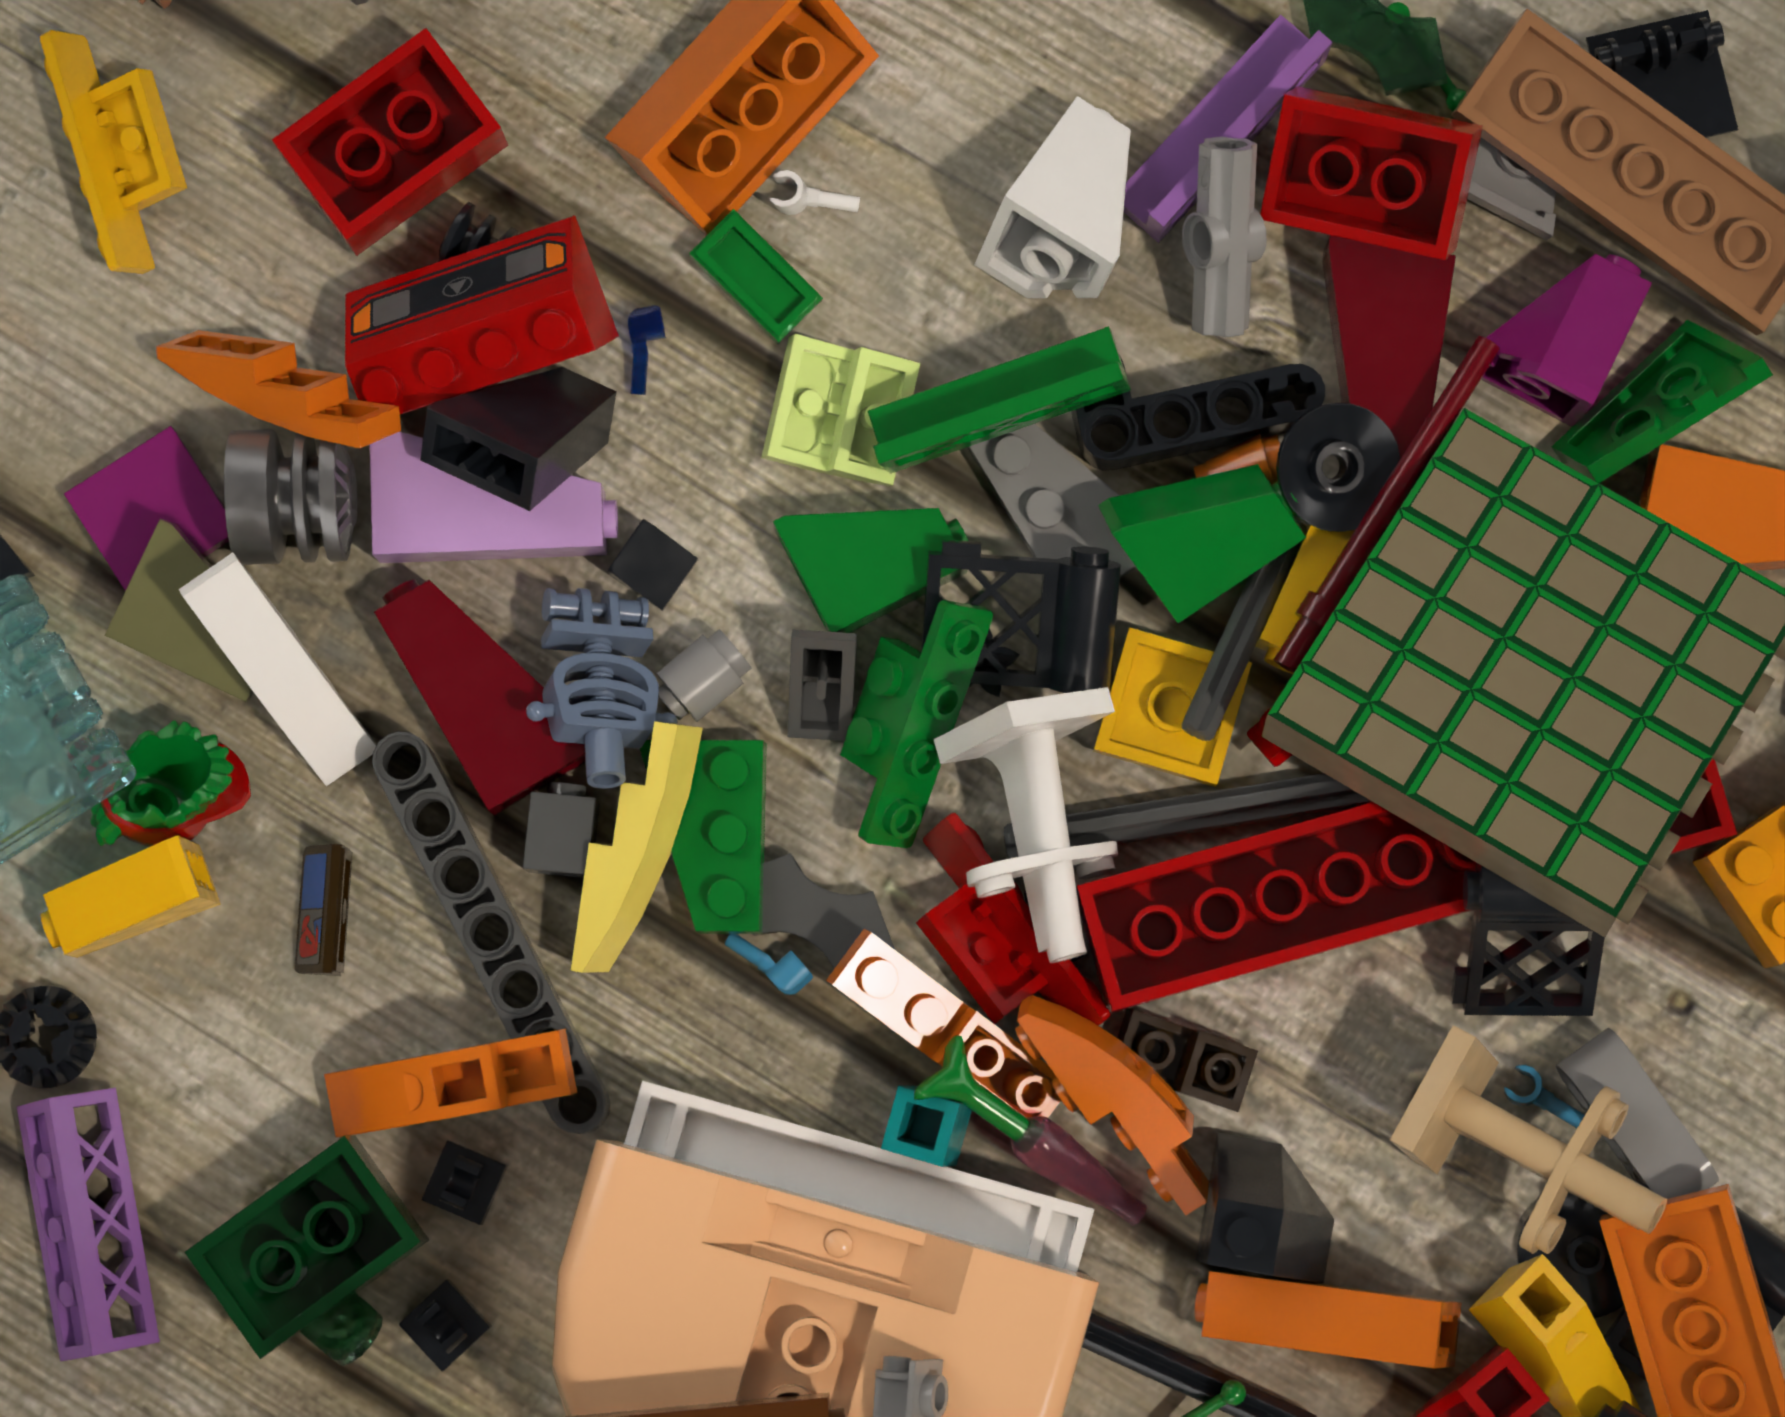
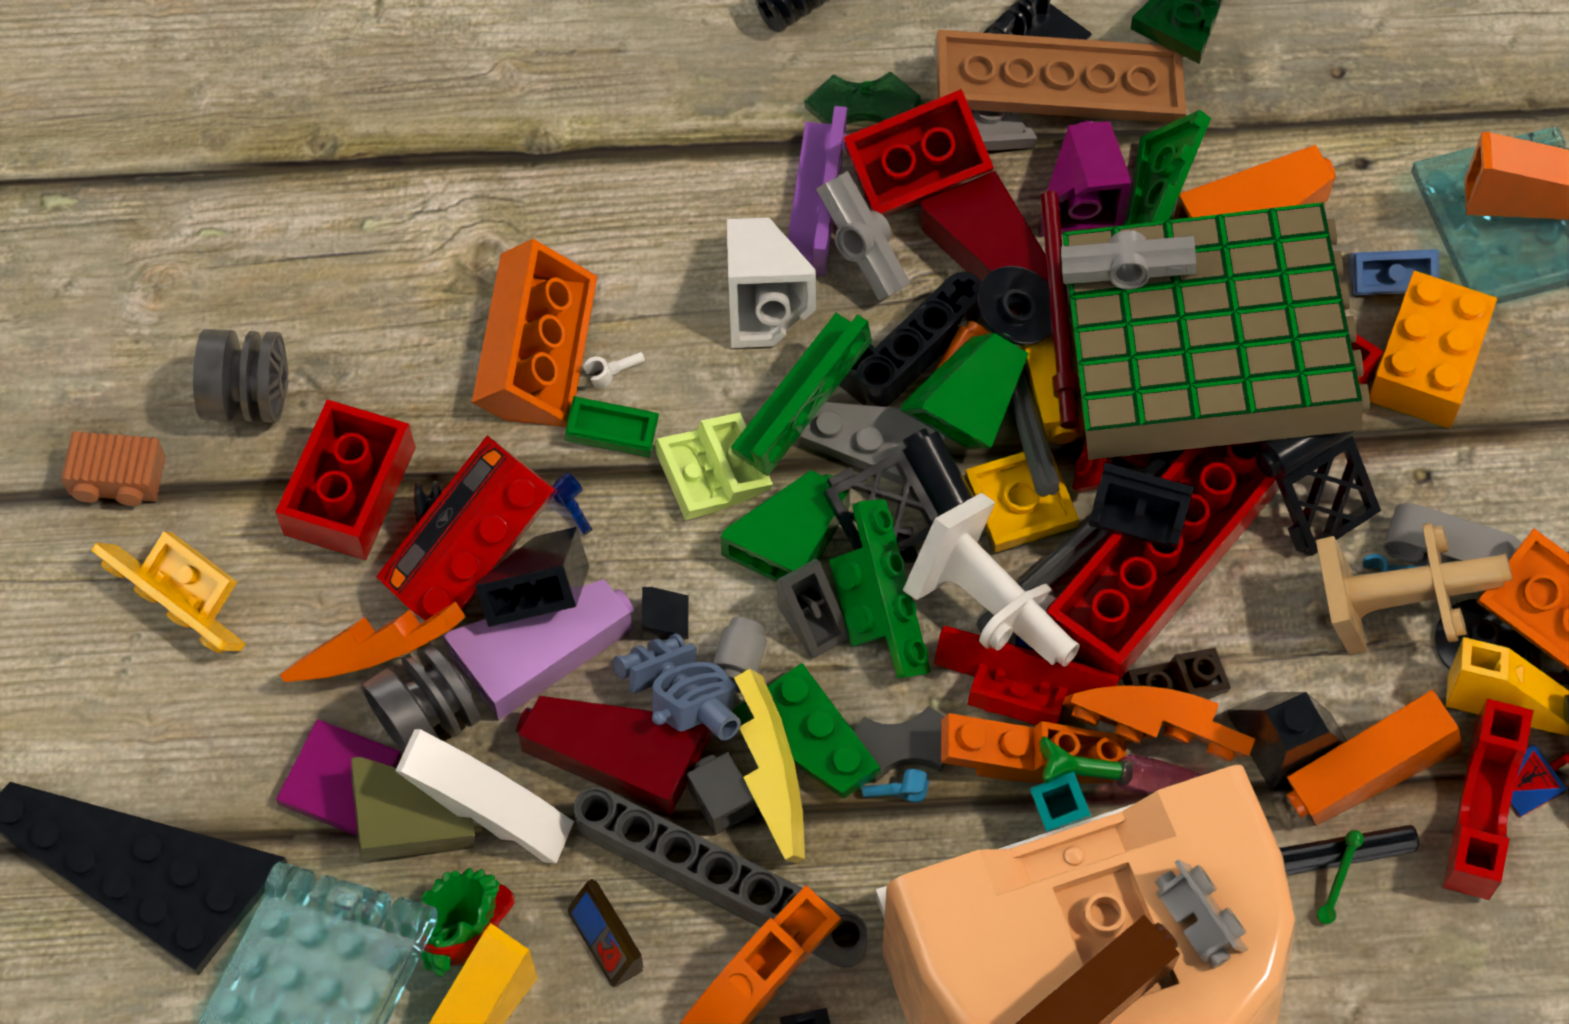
camera: 35 degrees left, 20 degrees down
(1278, 839) = (1141, 506): none -> black hinge
(1499, 517) = (1128, 260): none -> light grey piece

